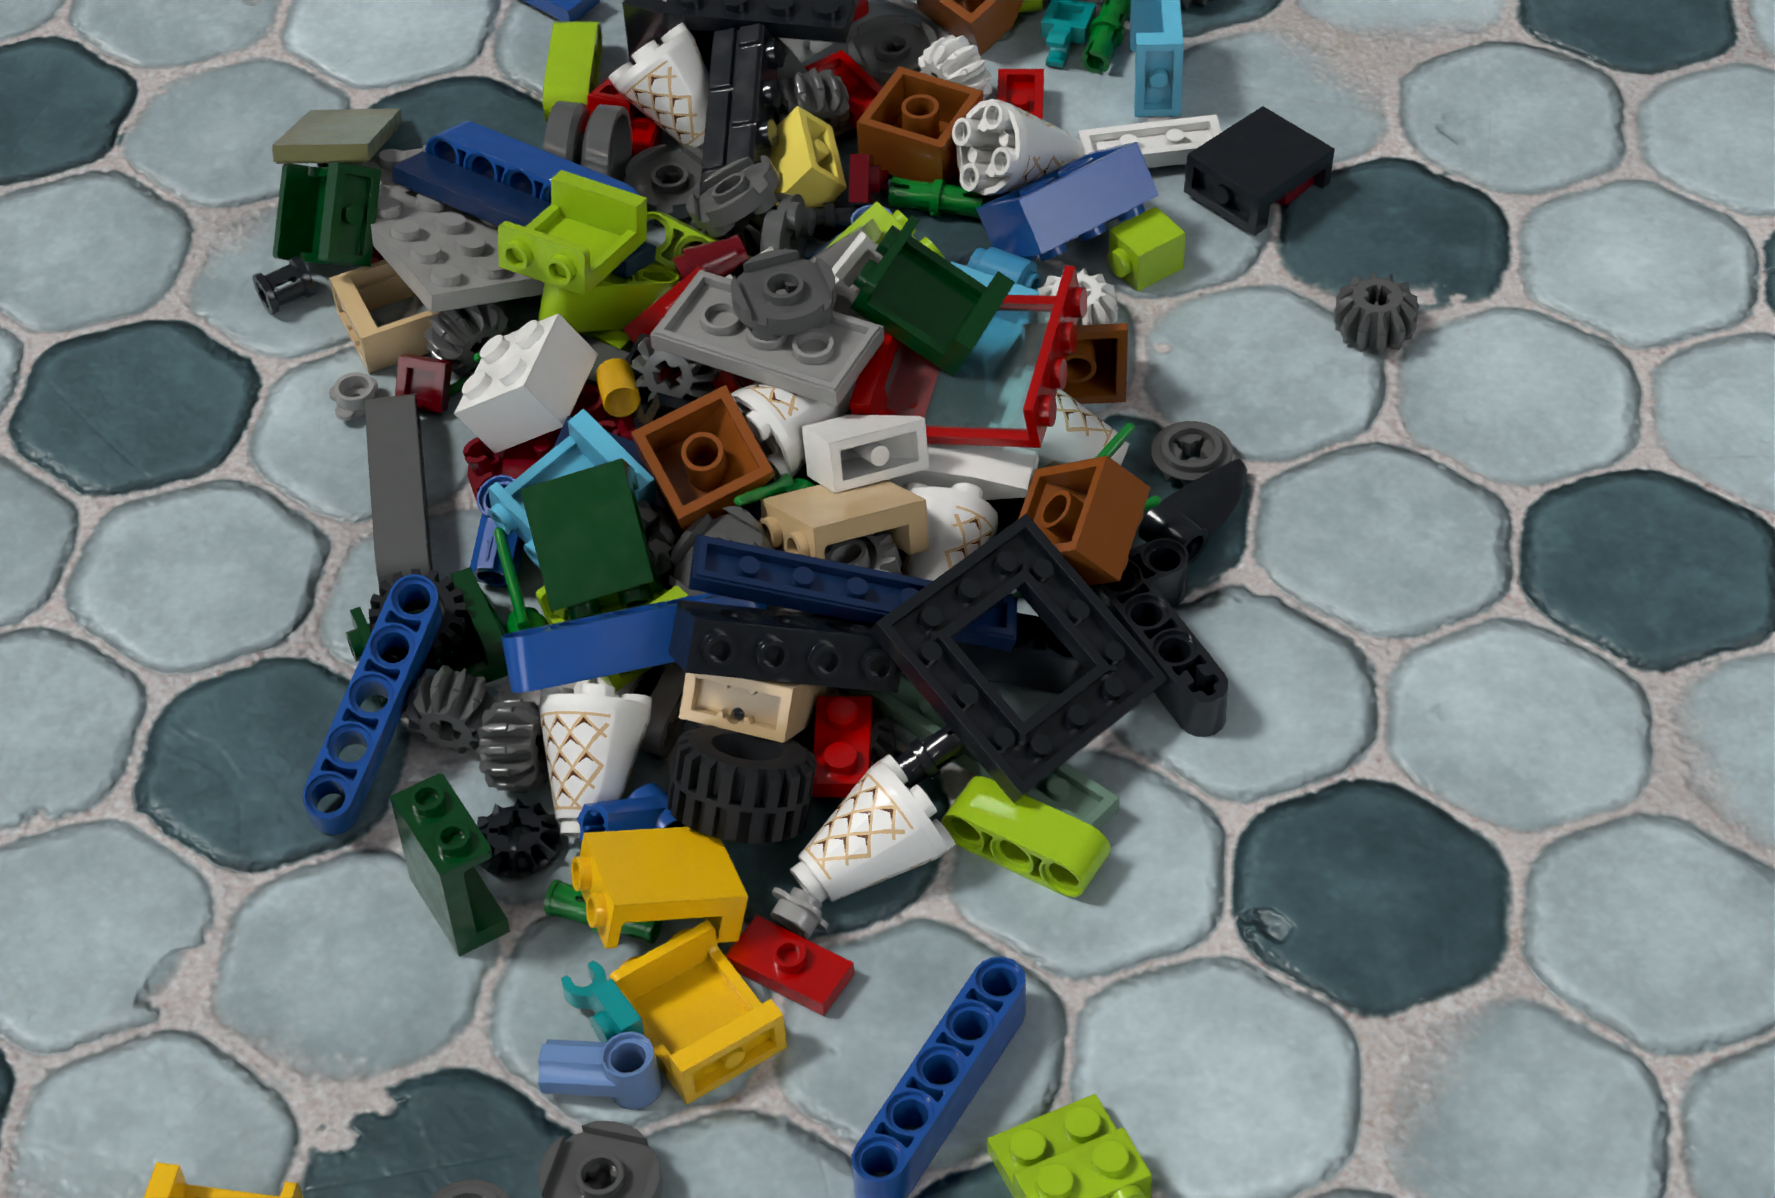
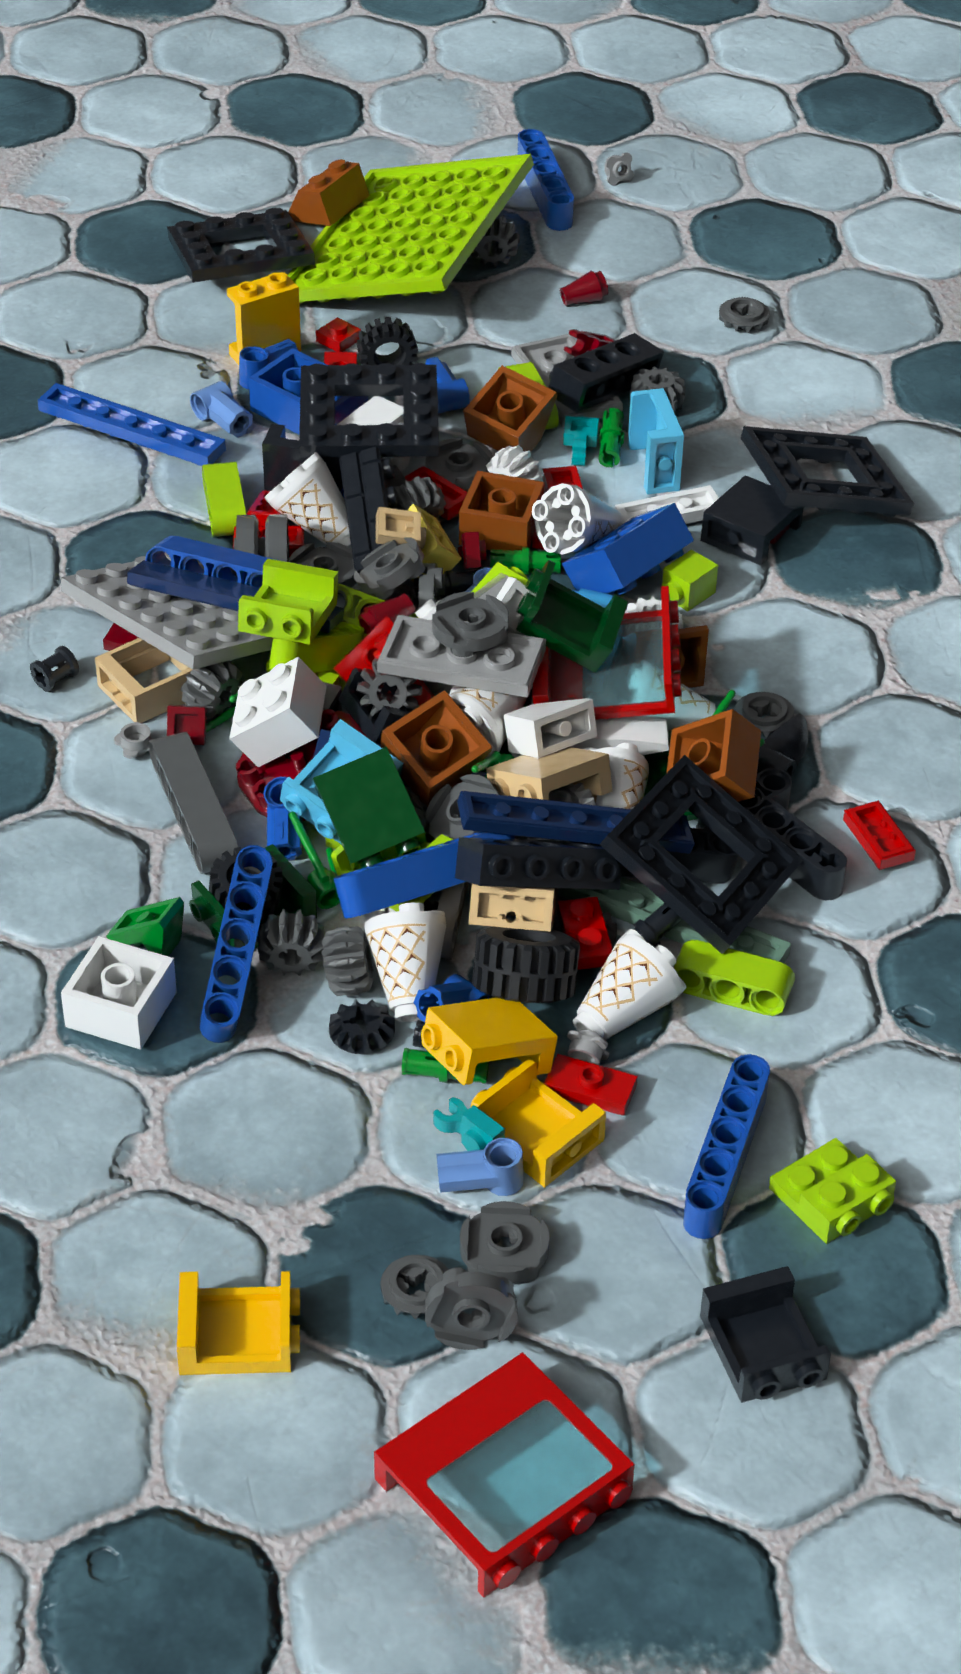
camera: 15 degrees left, 5 degrees down
(212, 751) = (119, 992): none -> white brick
(288, 663) = (153, 925): none -> green slope
(327, 214) = (83, 611): dark green panel -> none
(337, 136) = (68, 557): olive tile -> none
(441, 858) = (323, 1042): dark green panel -> none
(605, 375) = (341, 712): yellow piece -> none
(763, 135) = (398, 524): none -> tan bracket
(1294, 651) = (879, 835): none -> red plate
(1376, 313) = (865, 607): dark grey gear -> none
(1447, 138) = (777, 457): none -> black plate

